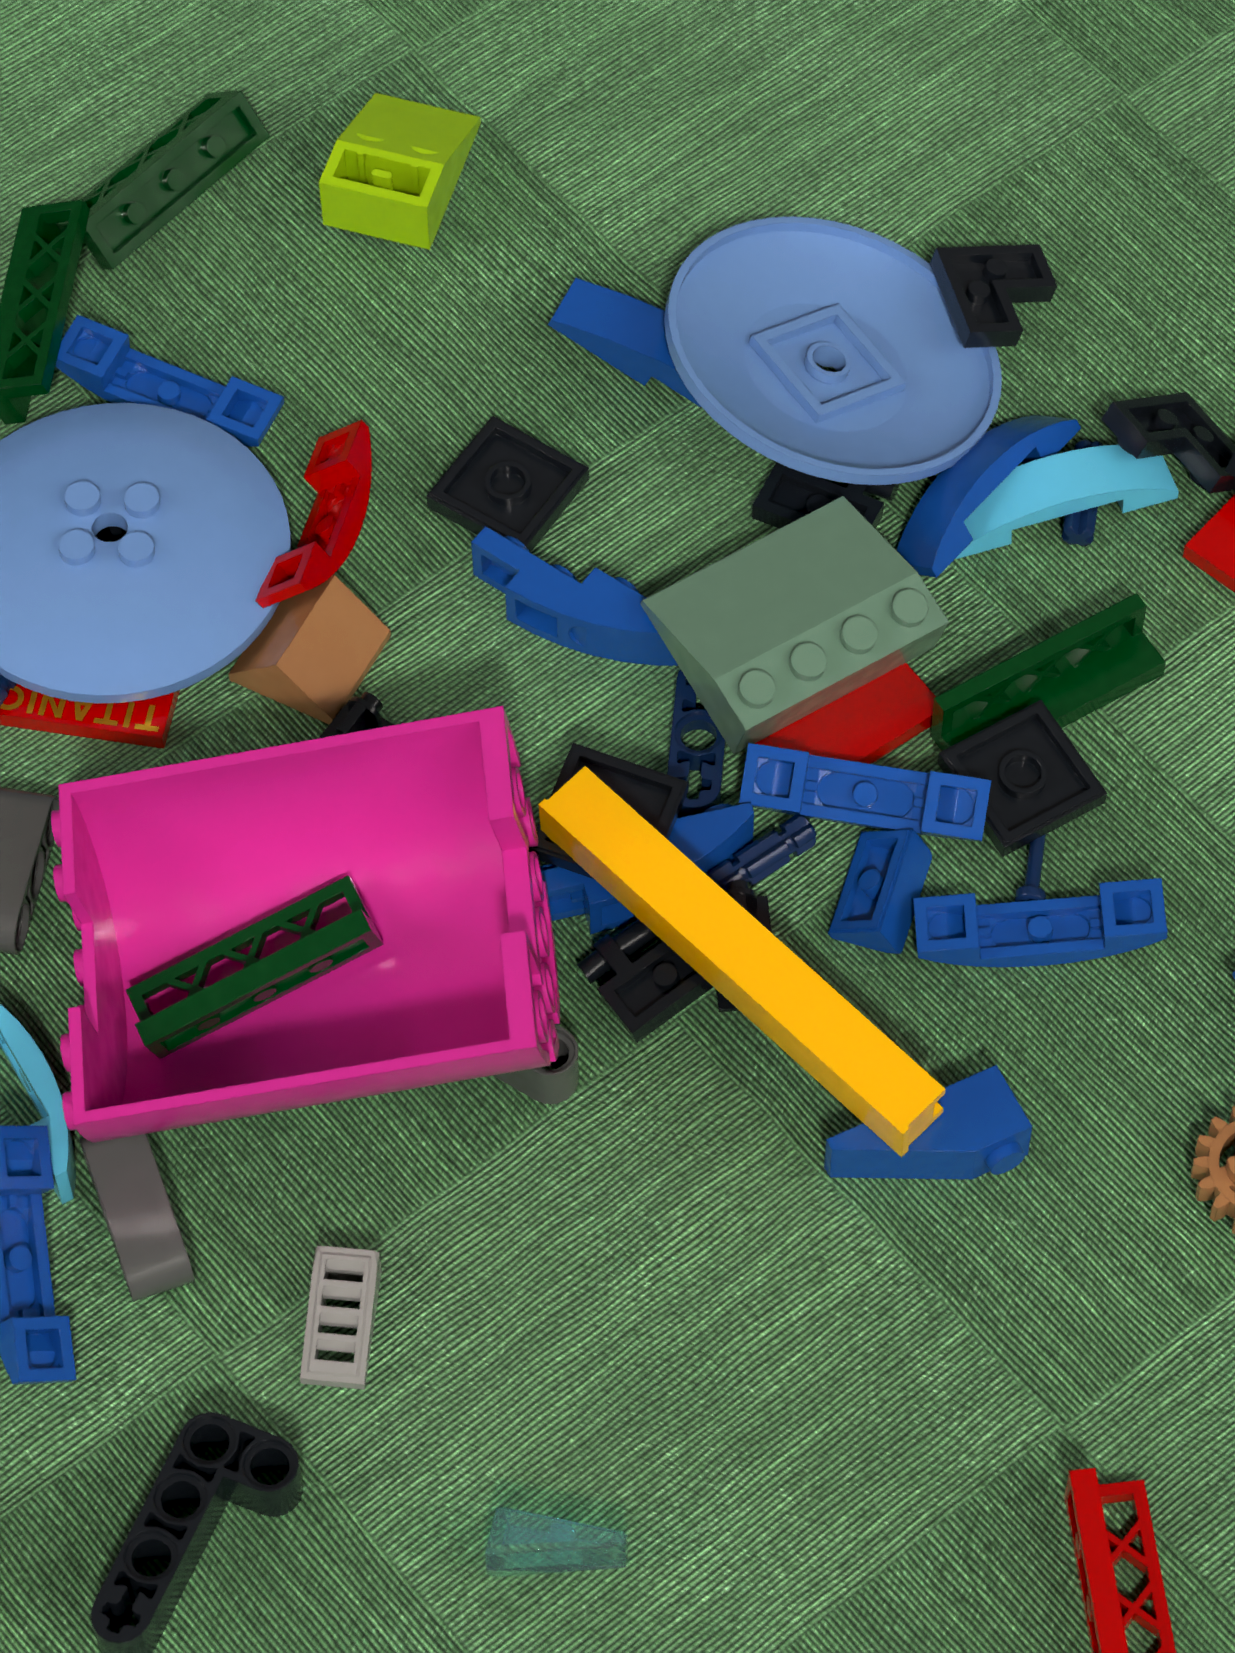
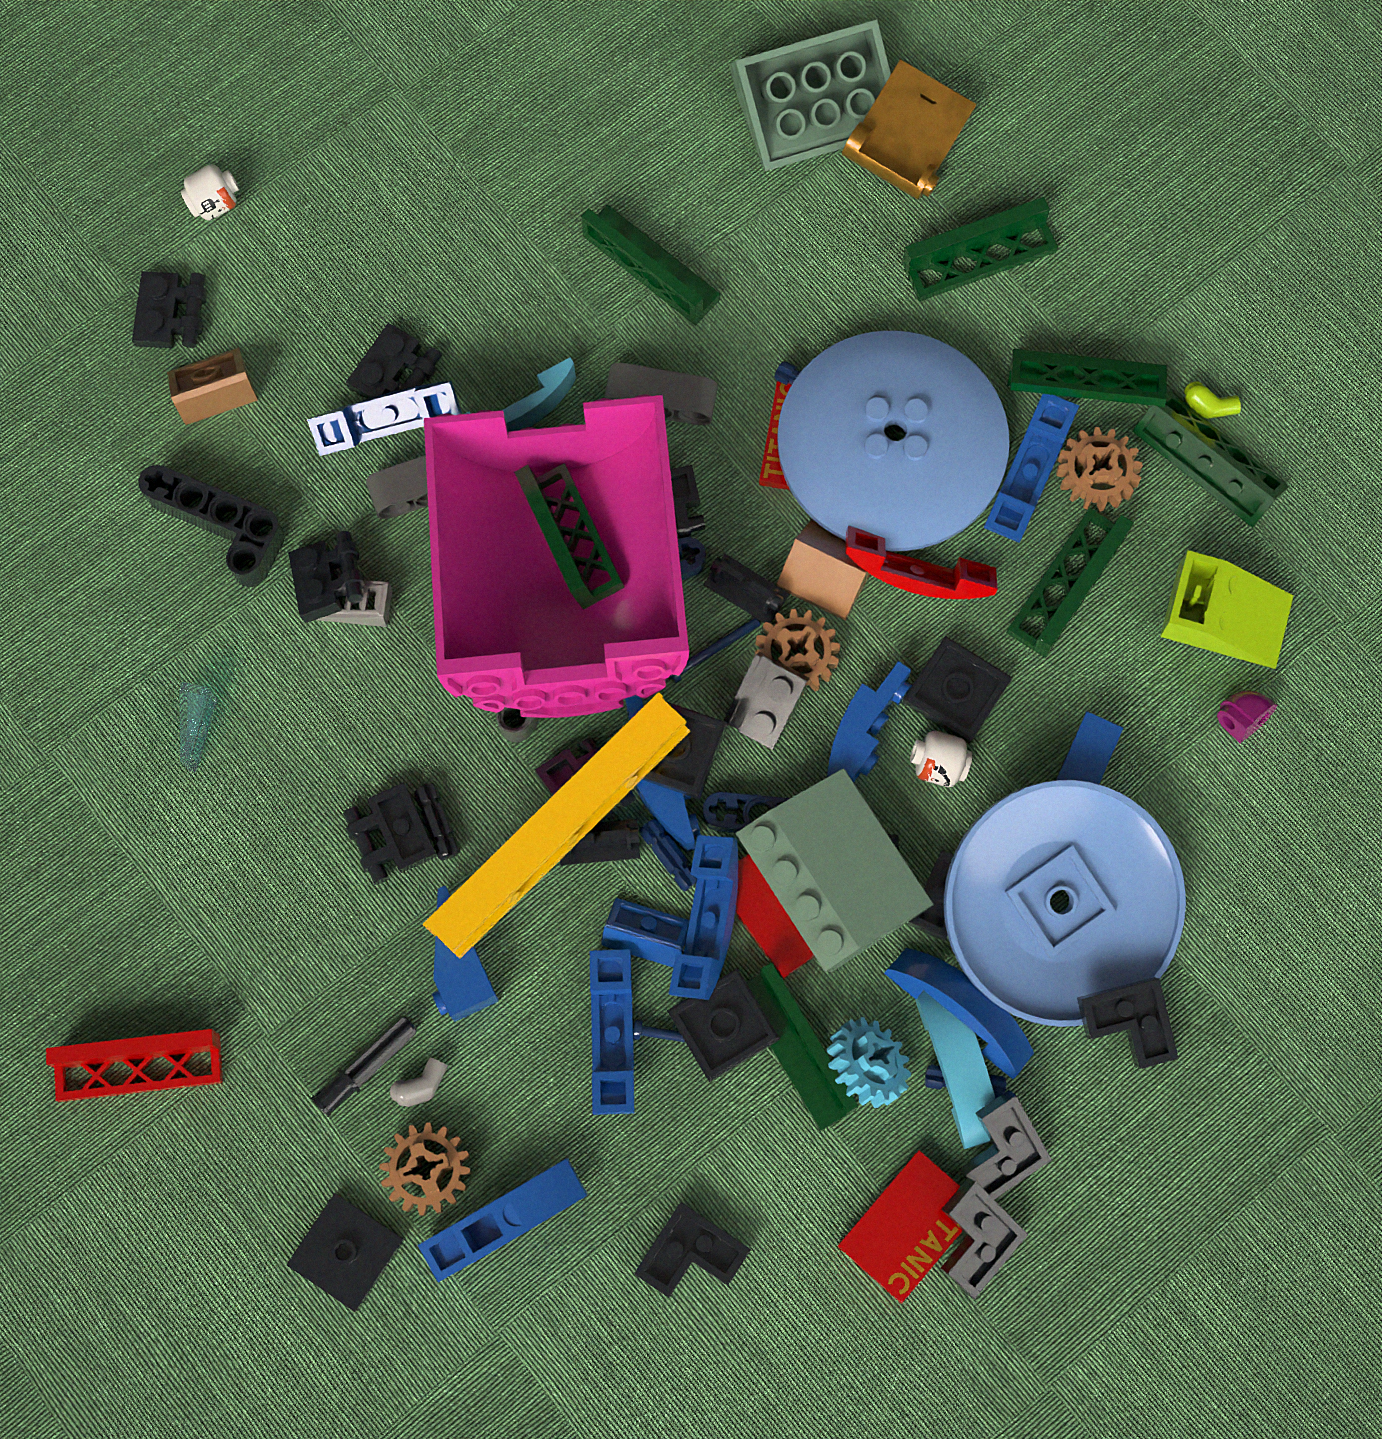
camera: 90 degrees right, 15 degrees up
(76, 177) = (1208, 404): none -> lime arm
(173, 303) = (1107, 483): none -> medium nougat gear
(305, 1365) = (315, 580): none -> black plate
(354, 329) = (1083, 582): none -> dark green fence
(444, 675) = (811, 632): none -> medium nougat gear
(538, 712) = (766, 700): none -> plate
(550, 151) = (1245, 713): none -> magenta piece
(617, 502) = (941, 759): none -> white head
(713, 1178) = (437, 821): none -> black axle
(725, 1227) = (401, 828): none -> black plate
(1069, 588) = (868, 1062): none -> medium azure gear
(1129, 1286) = (364, 1065): none -> black axle
(1136, 1186) = (419, 1089): none -> light grey arm

